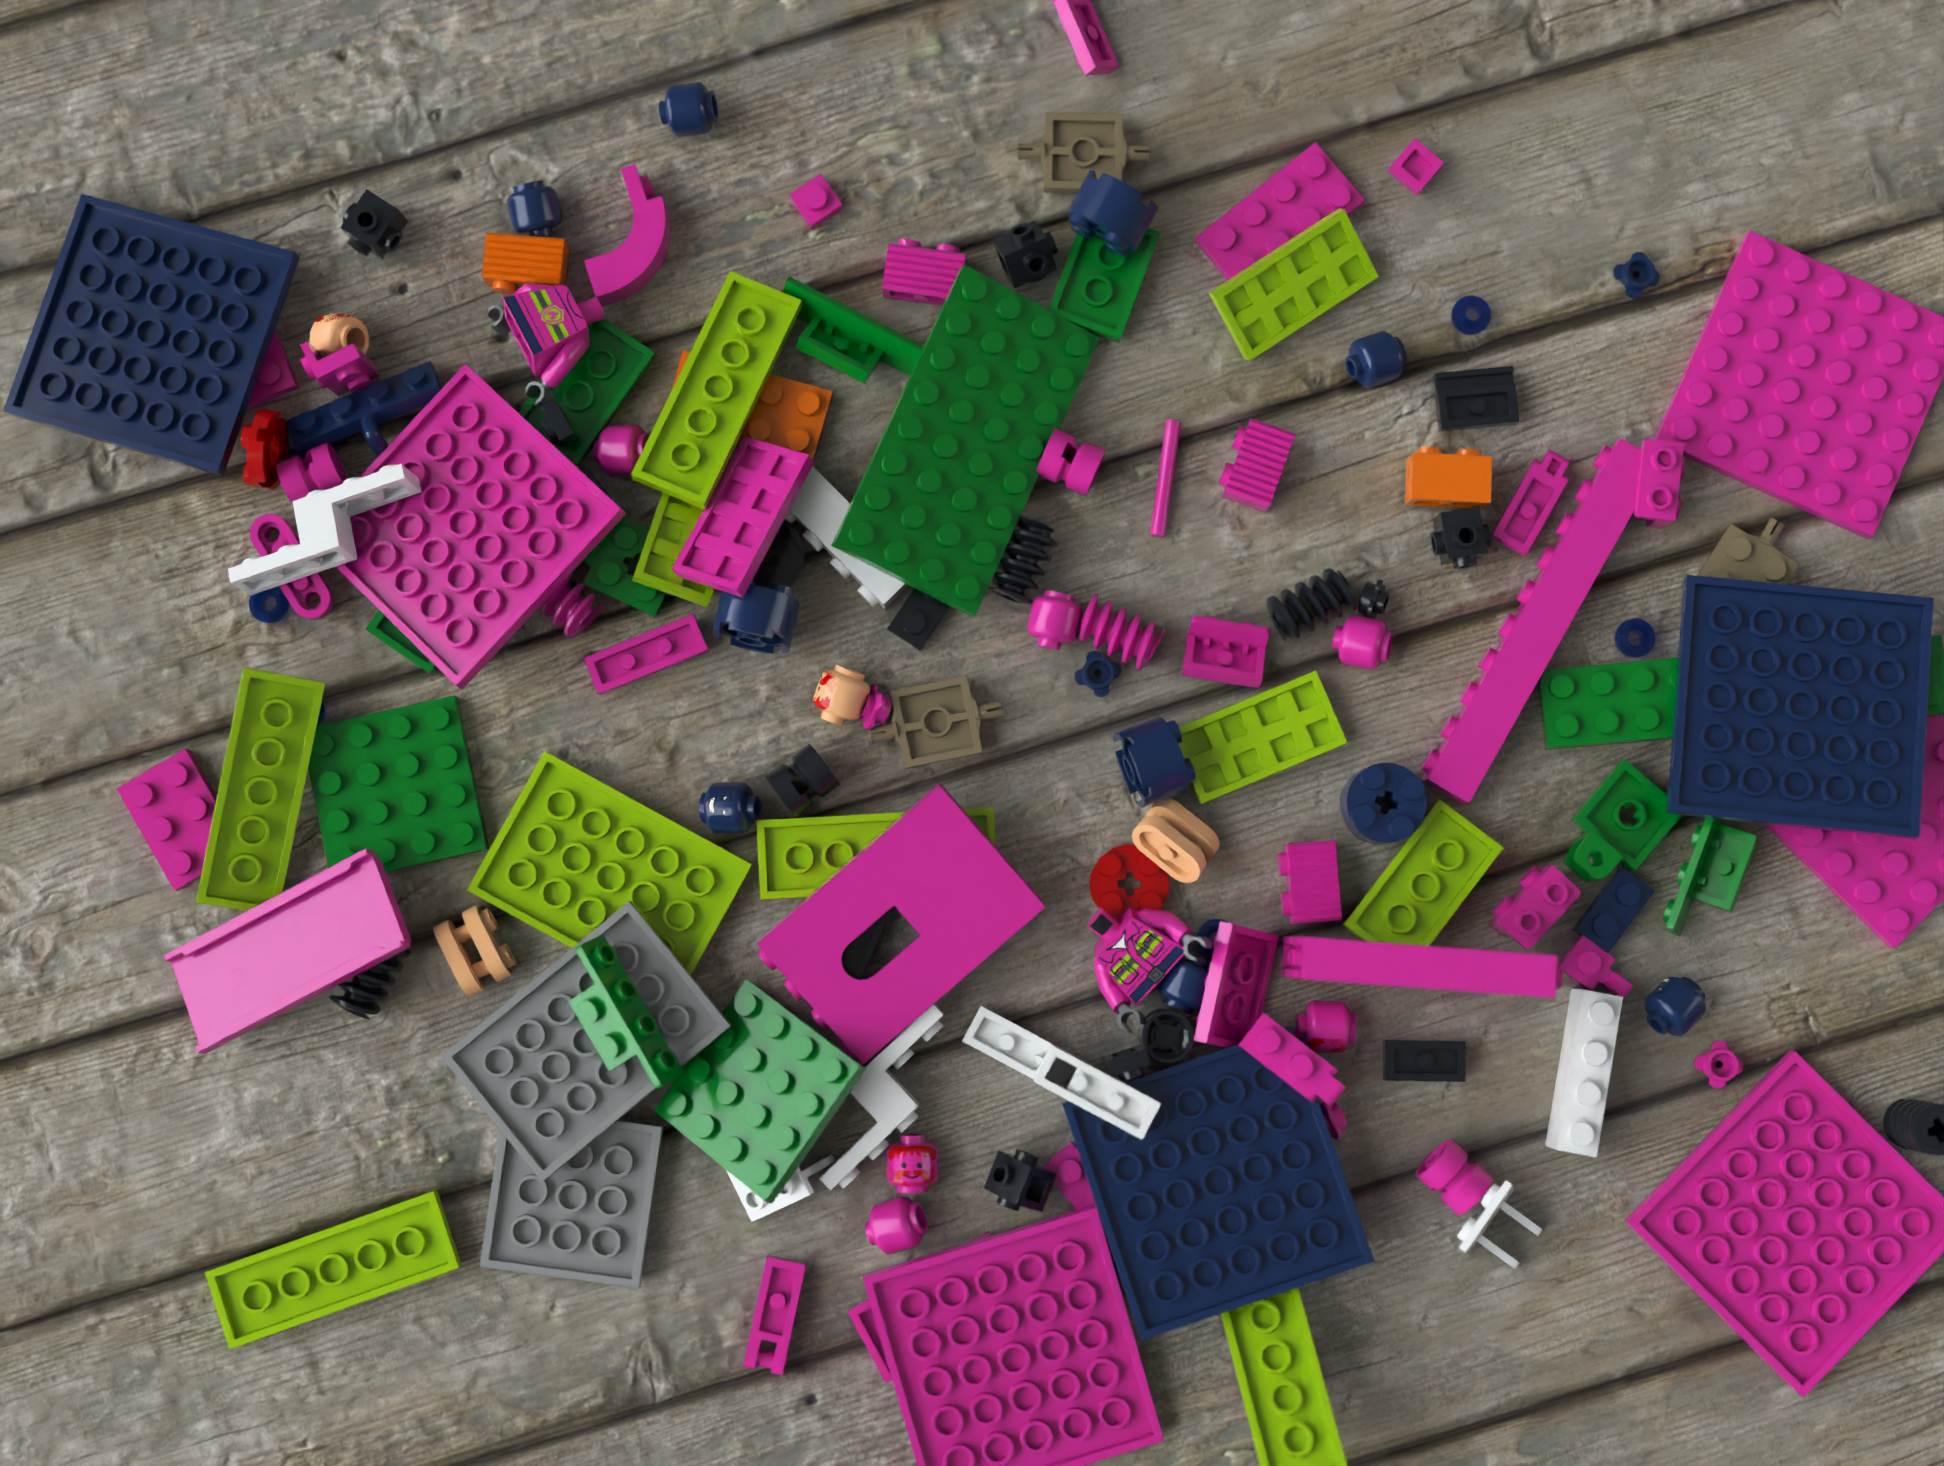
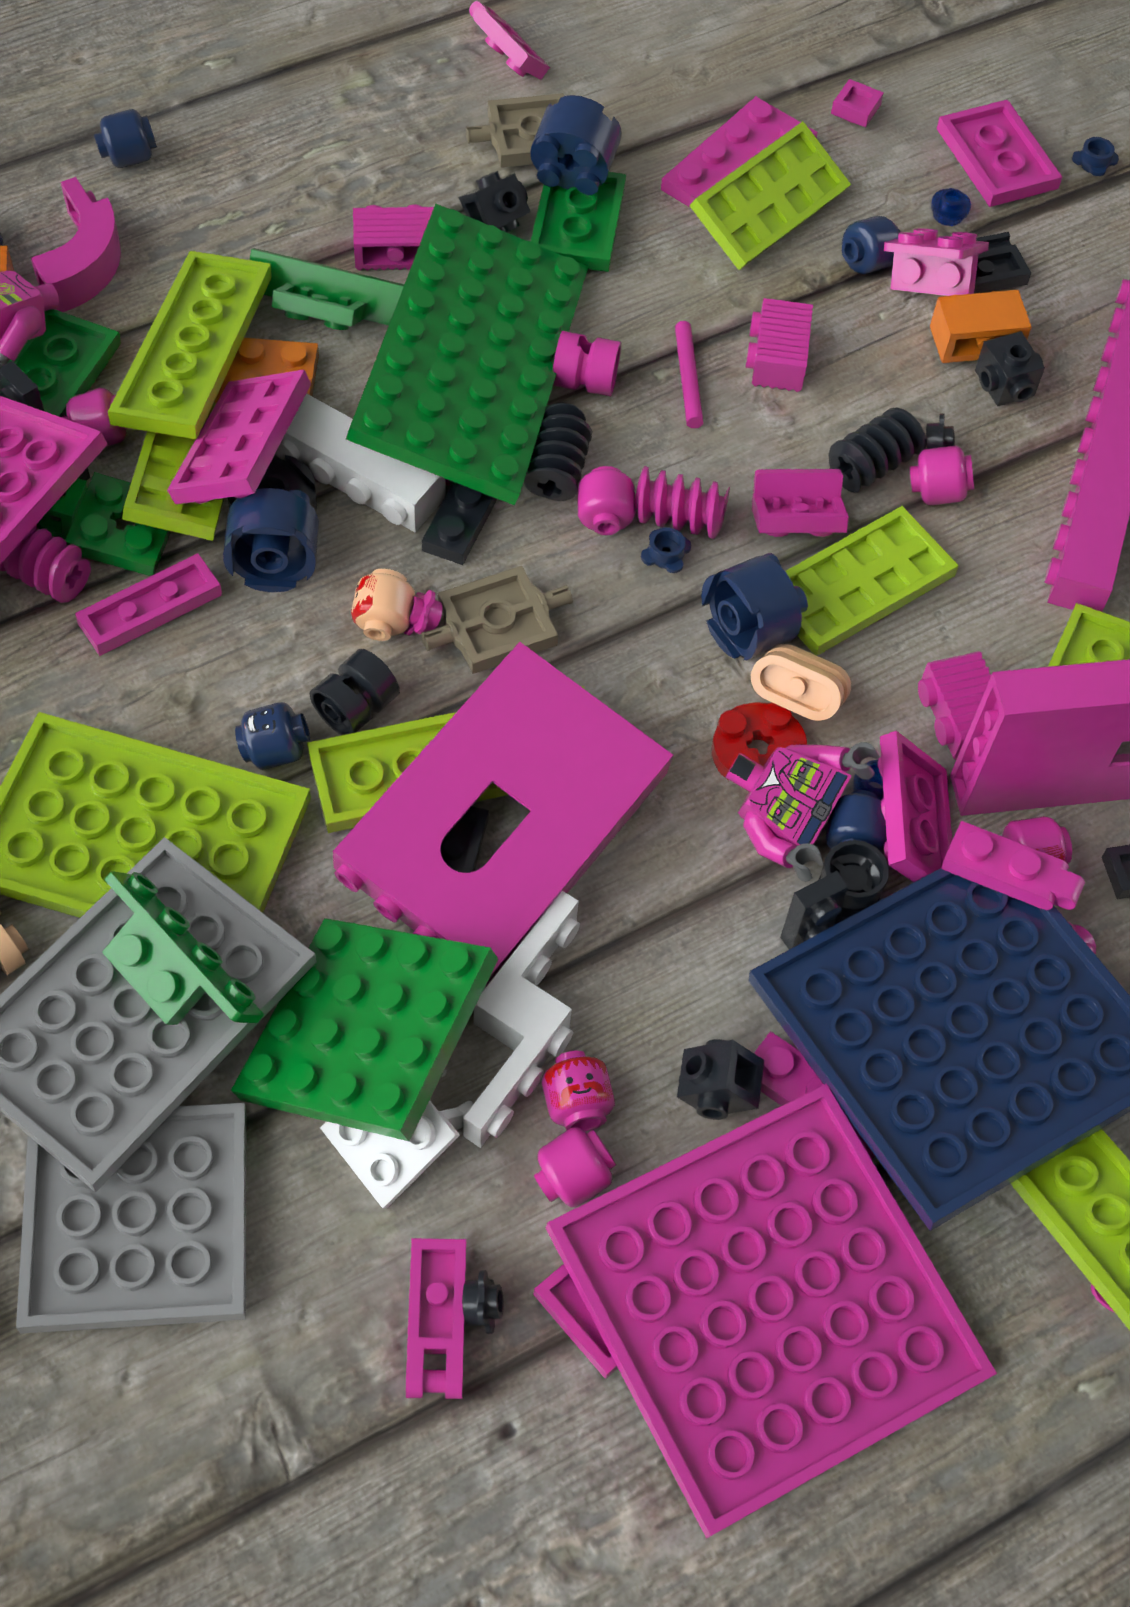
camera: 20 degrees left, 25 degrees down
(809, 1312) = (482, 1302): none -> black plate
(816, 201) = (270, 201): dark pink plate -> none
(1062, 1072) = (739, 937): white bracket -> none
(1402, 791) = (1018, 614): dark blue brick -> none
(1428, 398) = (935, 263): none -> bracket
(1532, 503) = (1069, 340): dark pink hinge -> none
(1538, 256) = (999, 153): none -> dark pink plate

